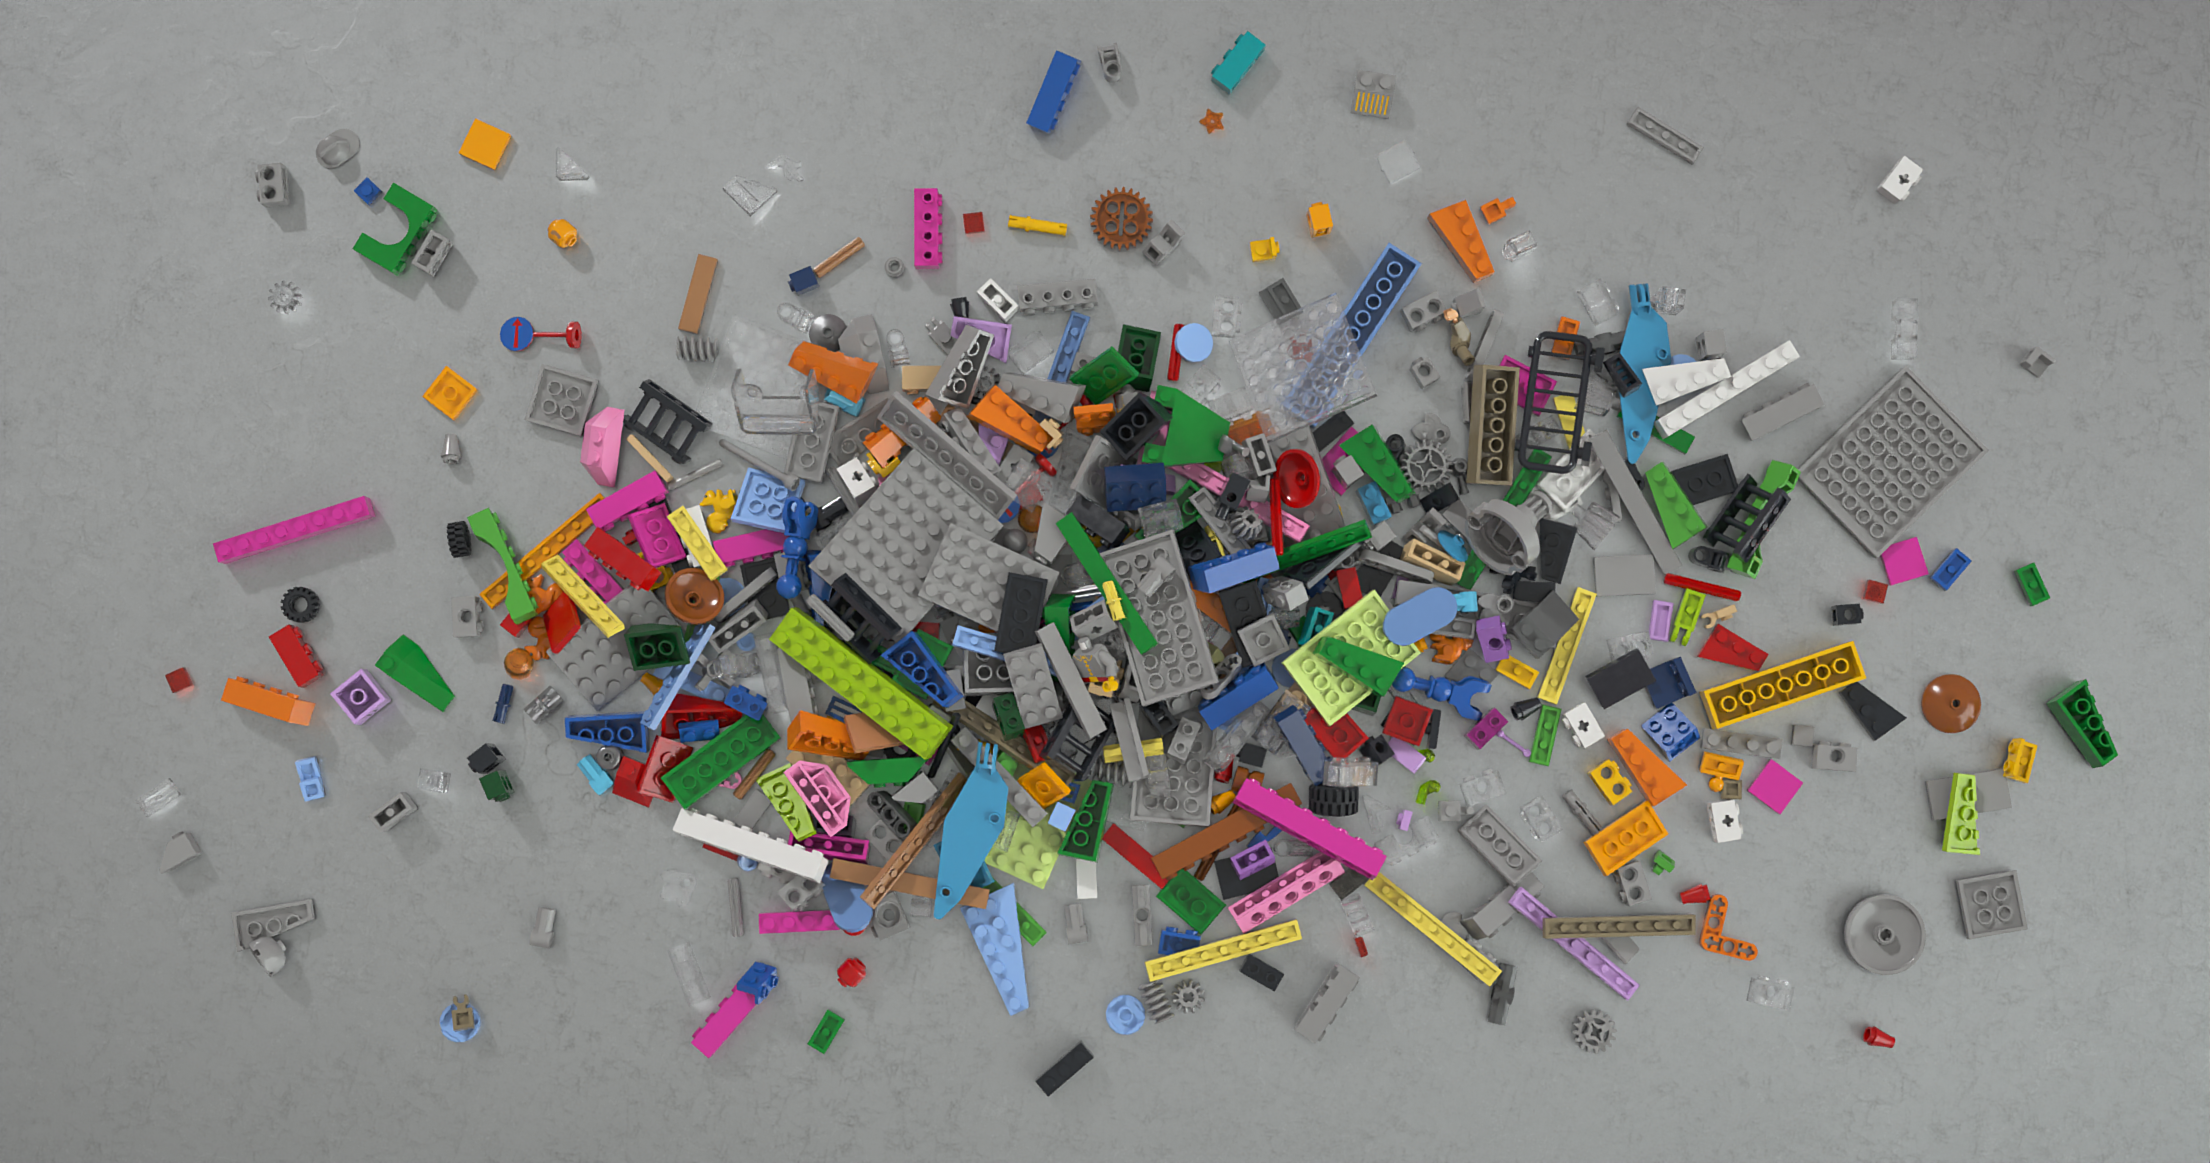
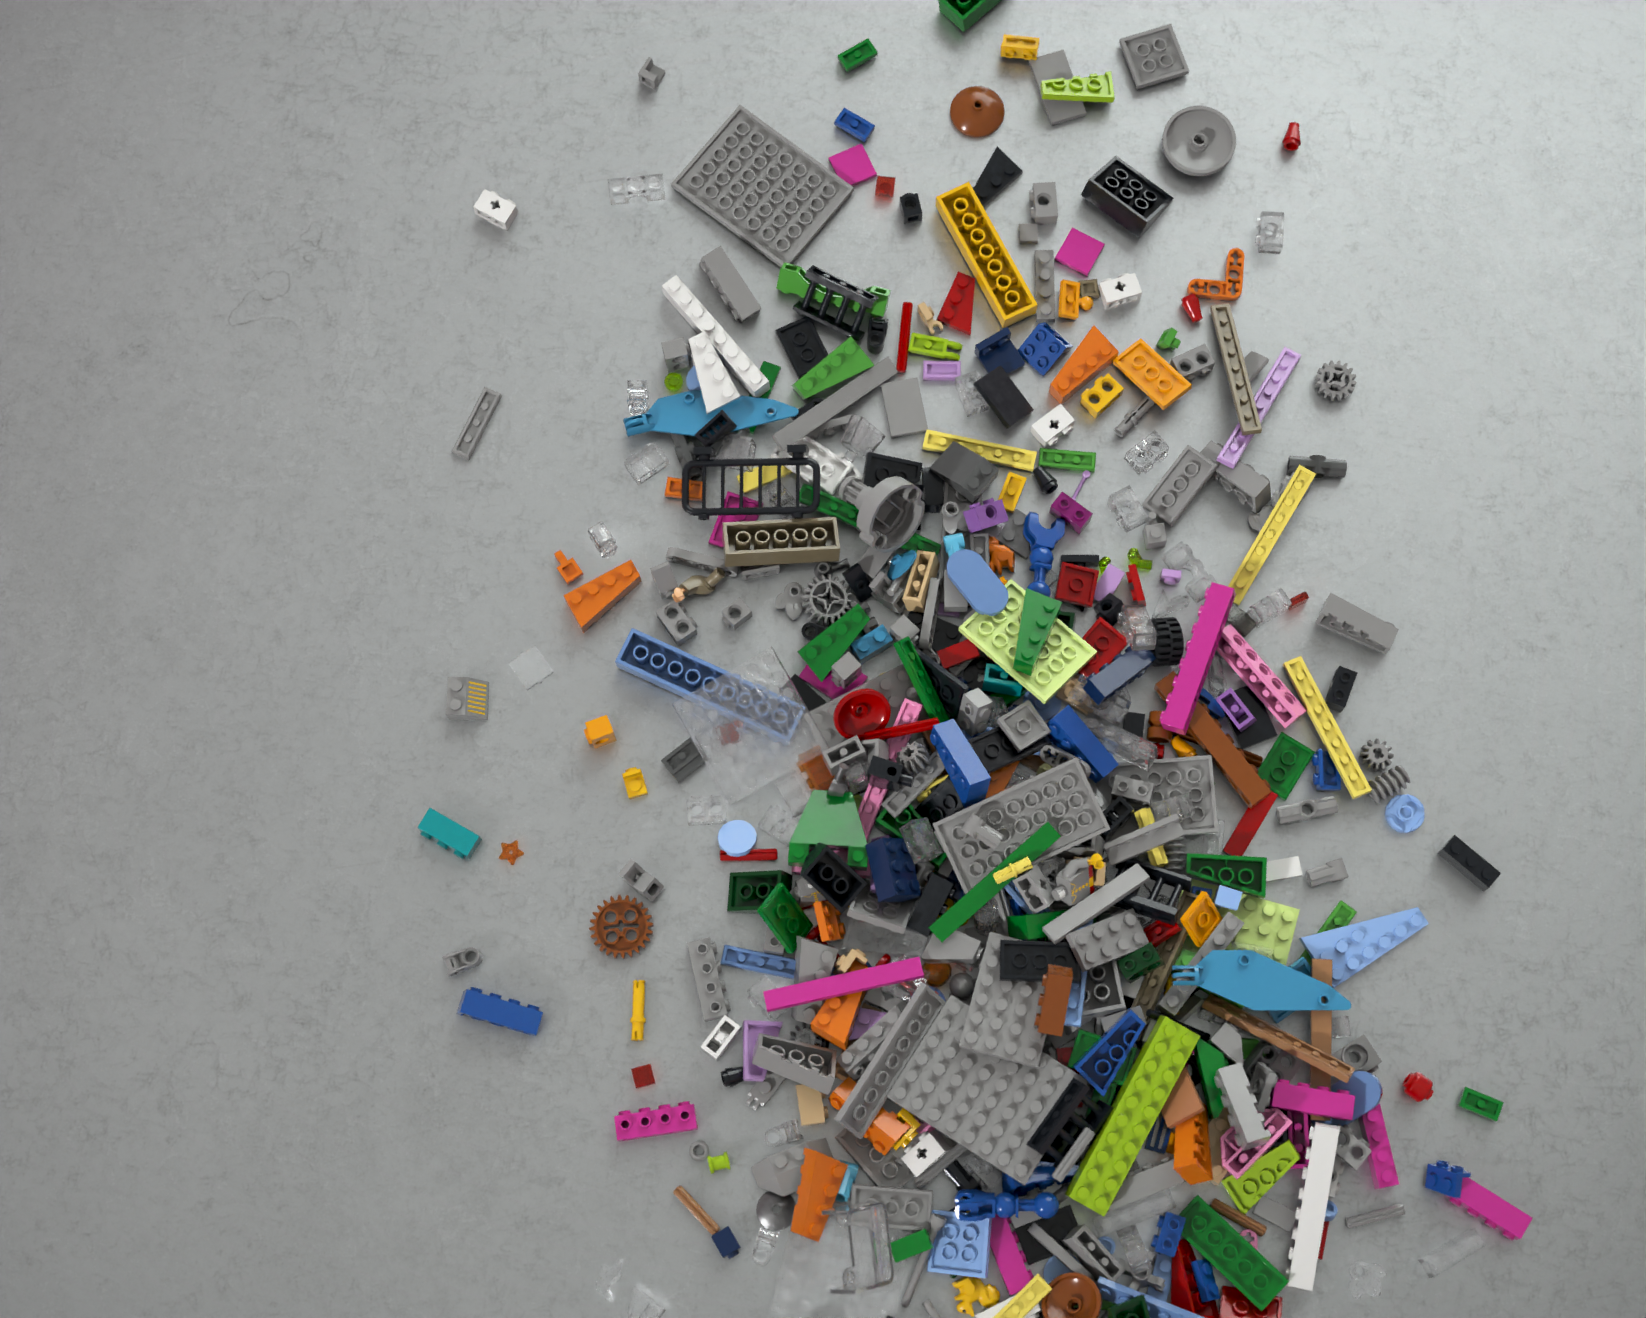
camera: 95 degrees left, 10 degrees down
(772, 453) = (911, 1245): none -> green tile
(848, 860) = (1312, 1101): none -> dark pink brick
(851, 788) = (1241, 1107): none -> light grey wedge
(870, 813) = (1261, 1085): none -> light grey plate
(880, 283) = (718, 1162): none -> lime bush
(978, 619) = (1054, 1000): none -> dark orange wedge
(1028, 421) = (843, 984): none -> dark pink tile
(1407, 781) = (1137, 592): none -> red plate
(1683, 341) = (673, 381): none -> clear neon green plate
(1832, 847) = (1126, 196): none -> black slope

